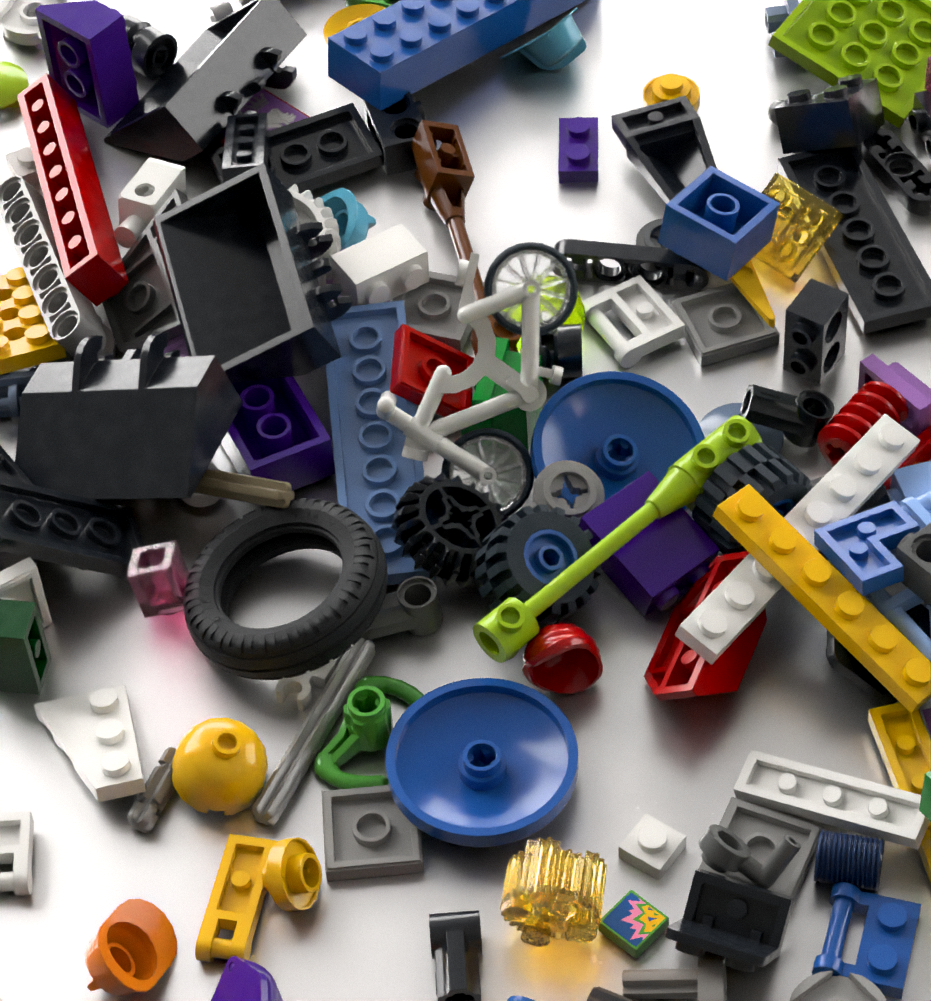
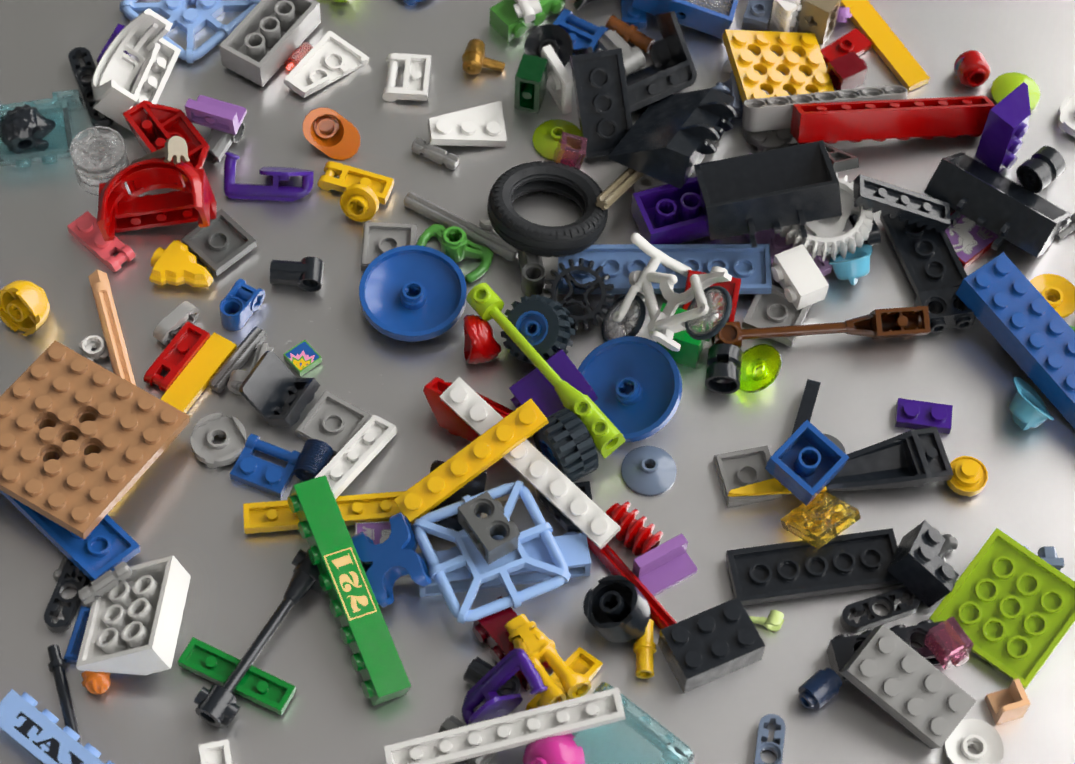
camera: 90 degrees right, 10 degrees up
(107, 623) = (545, 136): none -> lime dish
(145, 197) = (873, 156): white torso -> none
(219, 766) = (438, 177): yellow cylinder -> none
(553, 893) = (316, 312): clear yellow brick -> none
(578, 479) = (581, 347): light grey gear -> none
(641, 312) = (753, 428): white plate -> none
(652, 846) = (350, 374): white plate -> none
(727, 852) = (330, 404): dark grey plate -> none
(797, 416) = (648, 483): black piece -> none
(815, 331) = (711, 511): black brick -> none
(863, 543) = (505, 479): blue plate -> none

